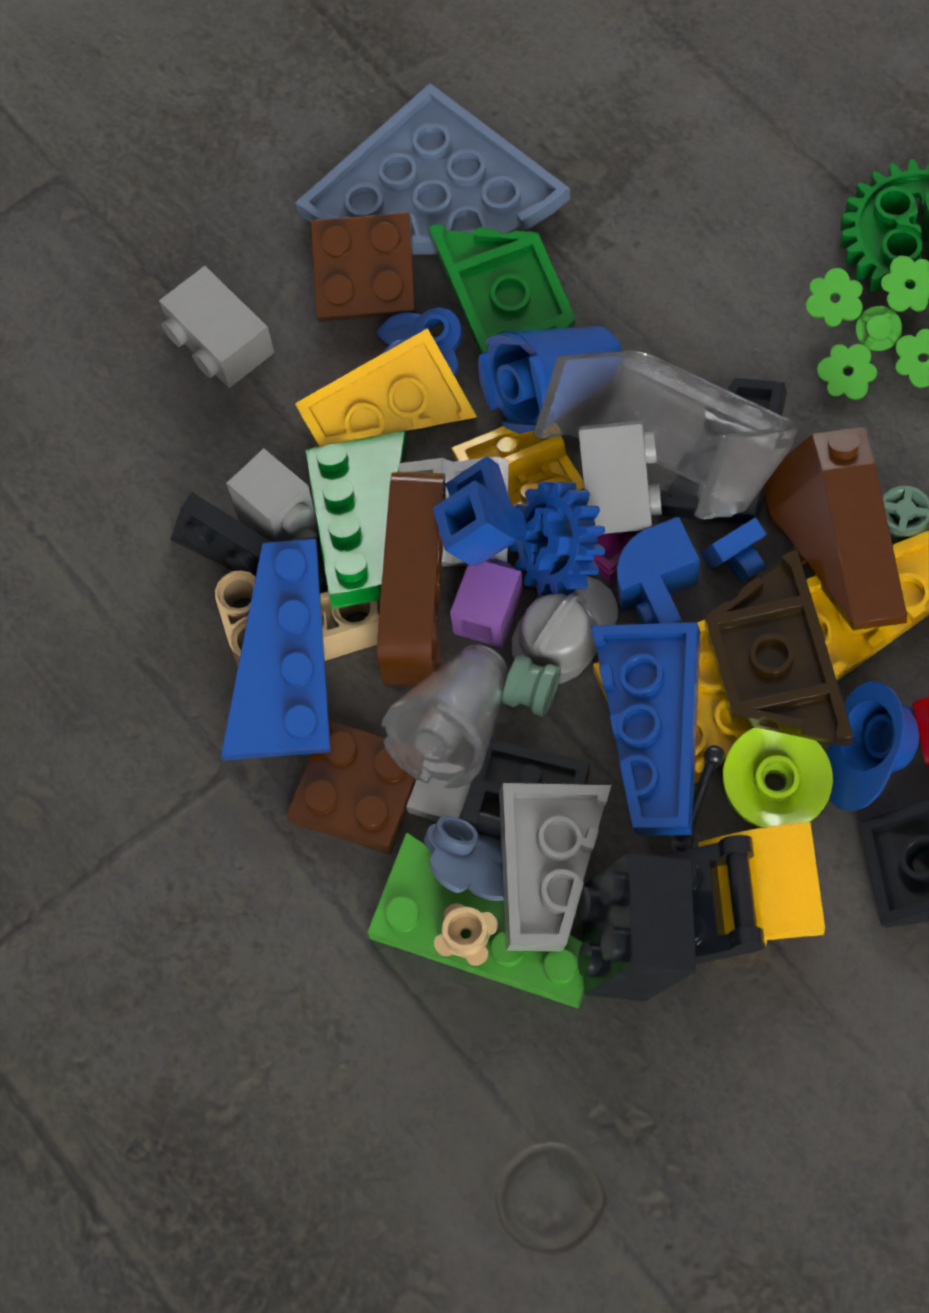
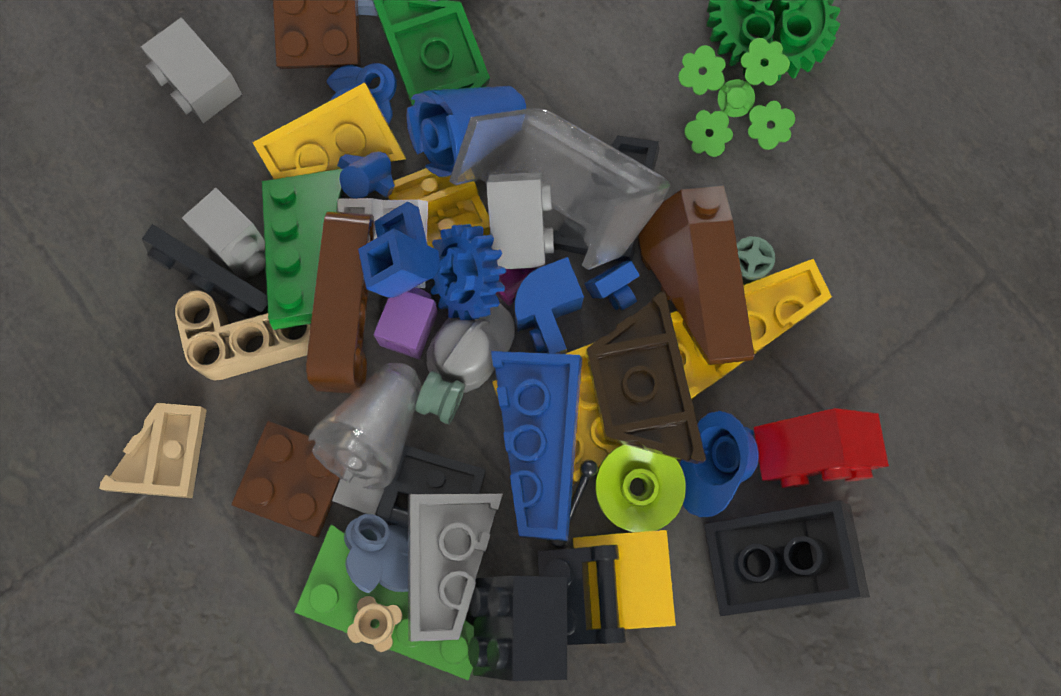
camera: 10 degrees left, 10 degrees up
(192, 766) = (162, 455): none -> tan wing
(281, 671) = (228, 380): blue wing -> none
(432, 434) = (366, 174): none -> blue piece

